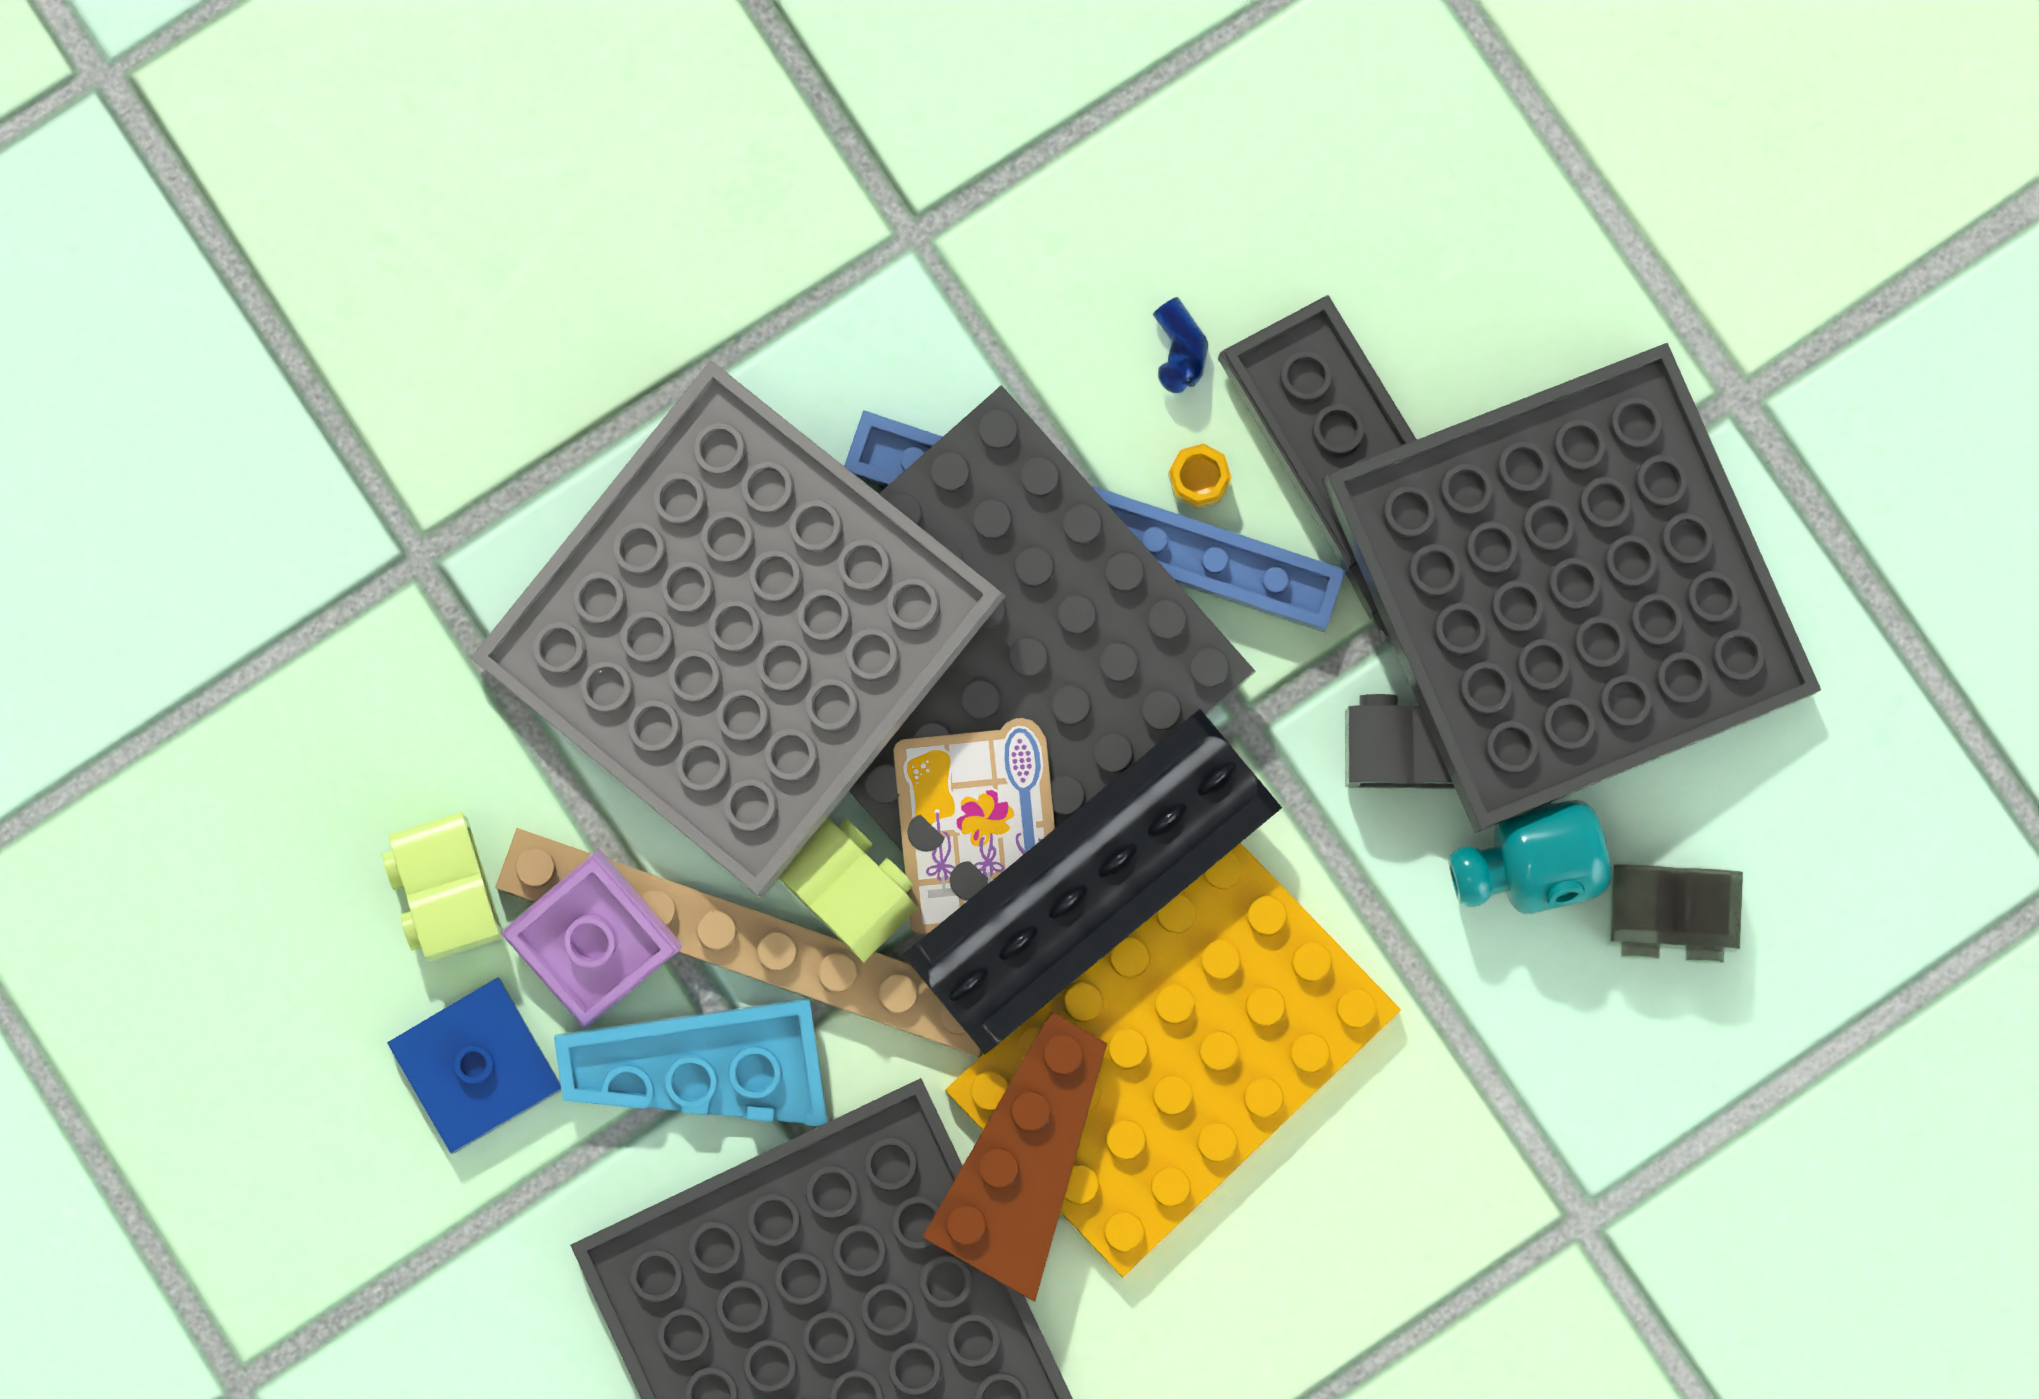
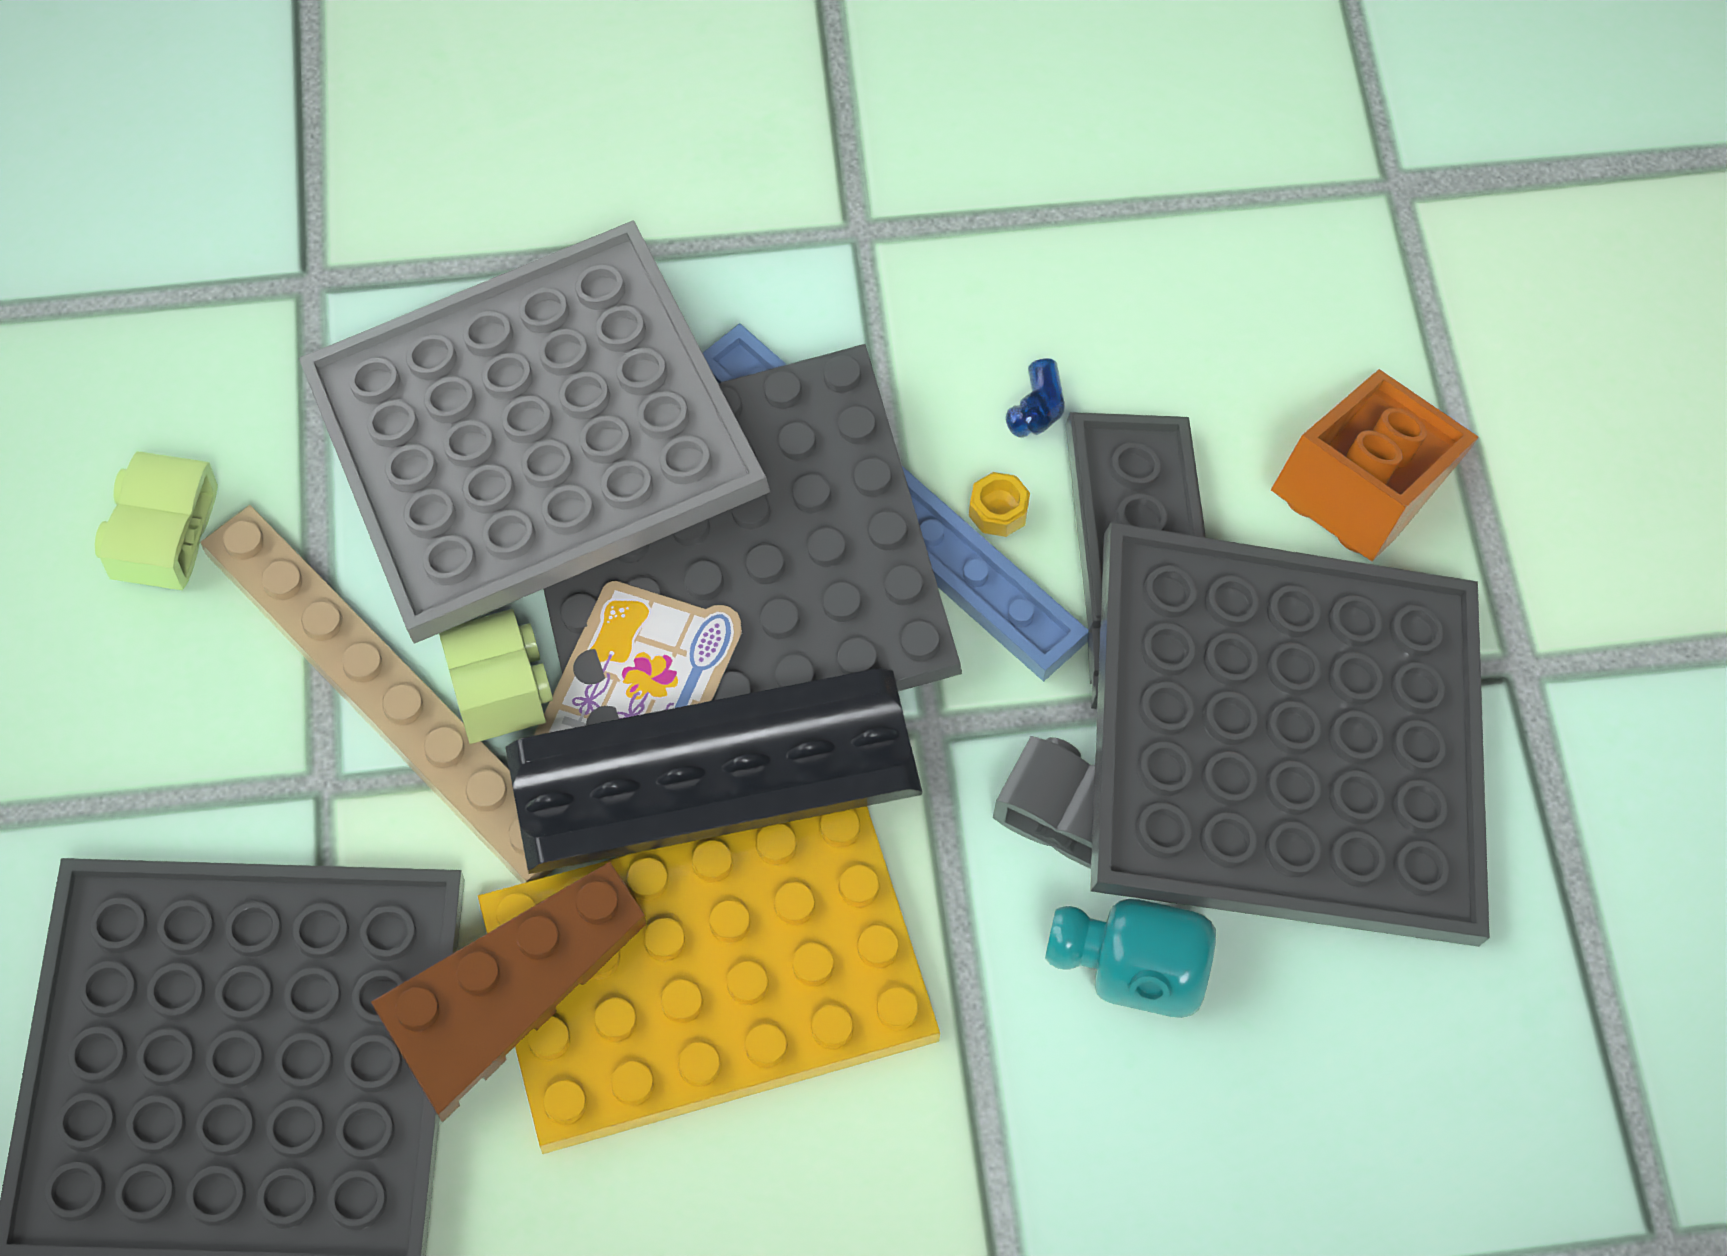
camera: 25 degrees right, 20 degrees down
(475, 1065) = (88, 678): blue plate -> none
(591, 939) = (250, 615): lavender tile -> none
(723, 1062) = (291, 773): medium azure wing -> none
(1522, 259) = (1372, 464): none -> orange slope
(1674, 910) = (1251, 1068): clear smoke brick -> none

